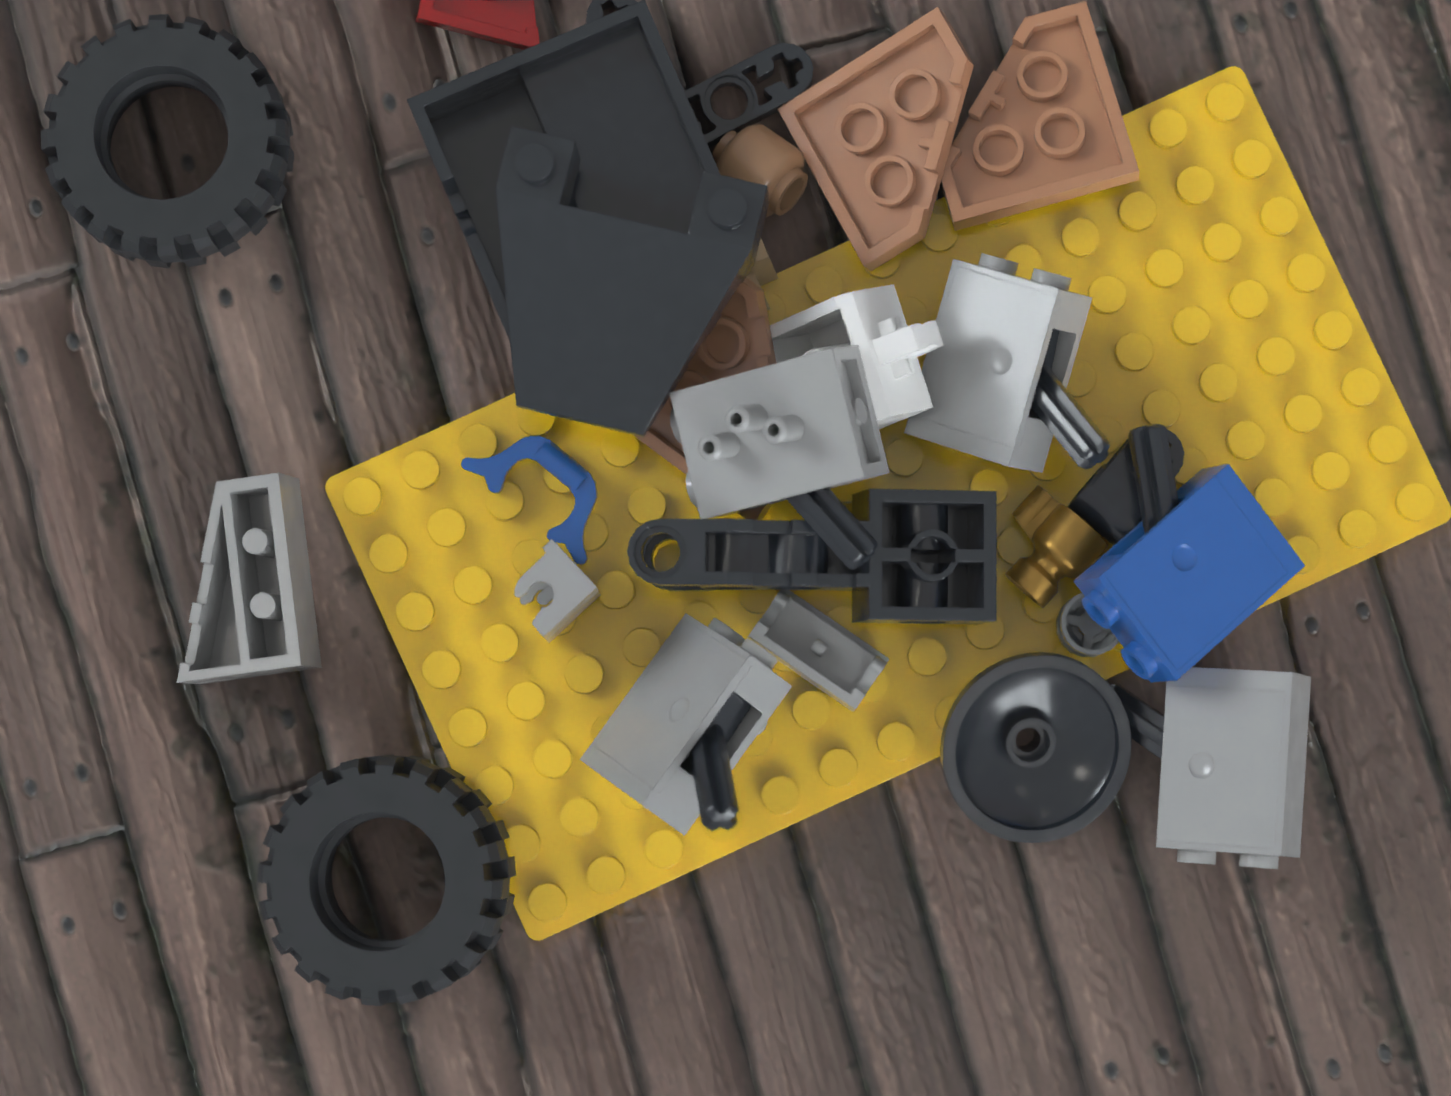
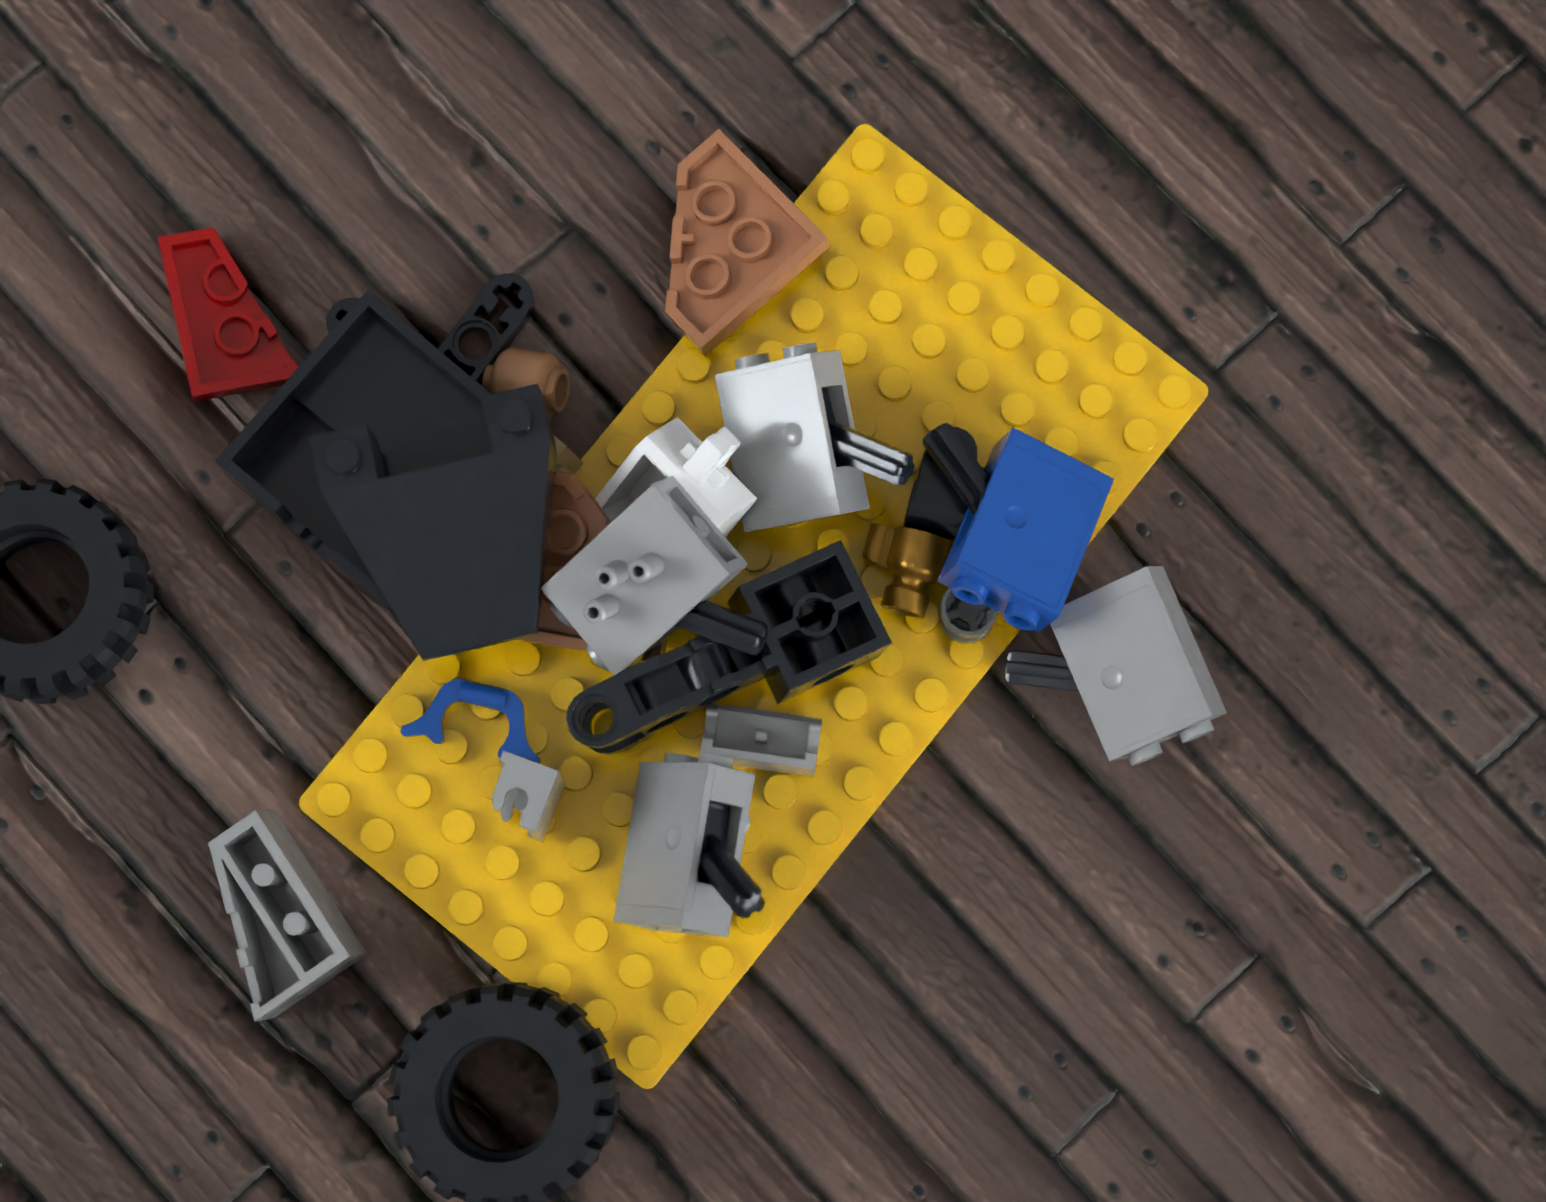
camera: 25 degrees left, 5 degrees down
(884, 134) = (612, 307): nougat plate -> none
(1058, 777) = (1007, 735): black dish -> none

